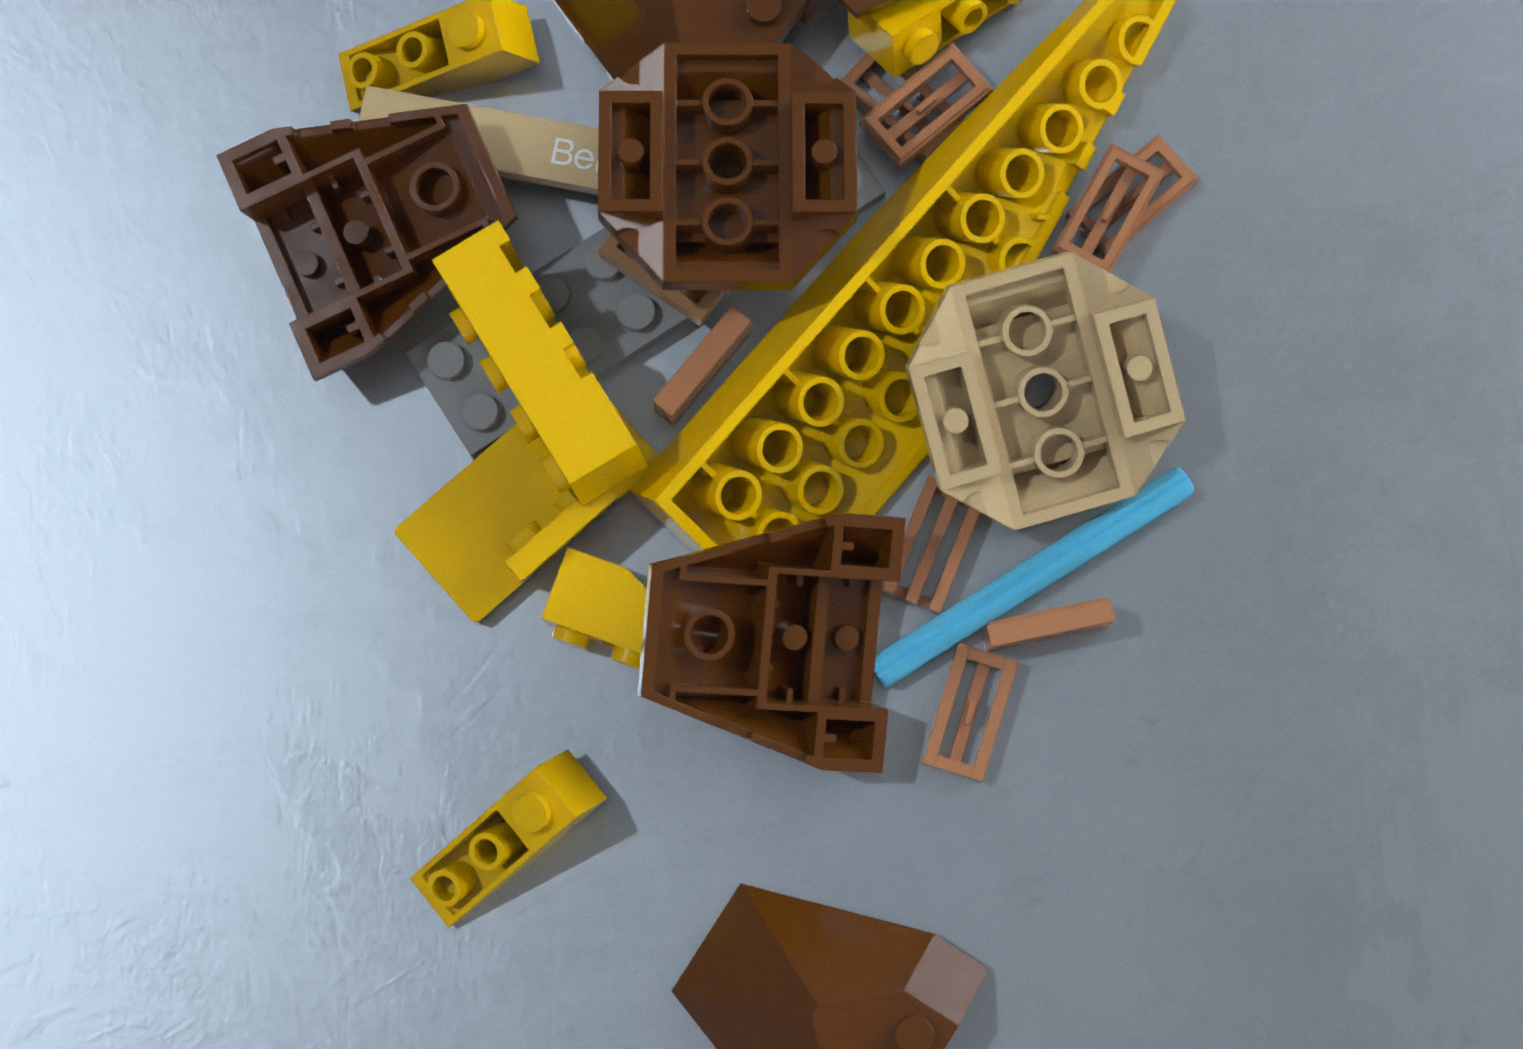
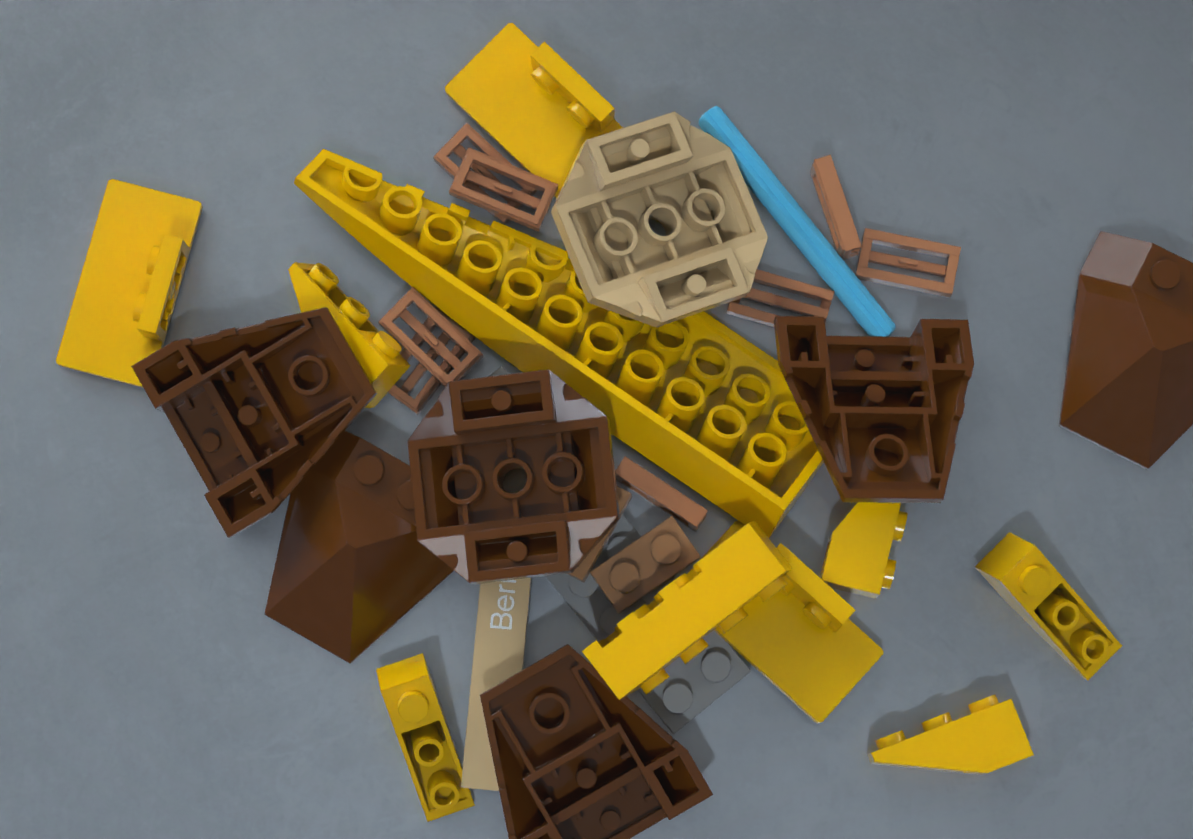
camera: 95 degrees left, 0 degrees up
(343, 710) = (970, 745): none -> yellow slope
(613, 334) = (645, 565): none -> medium nougat plate
(1218, 257) = (531, 103): none -> yellow bracket

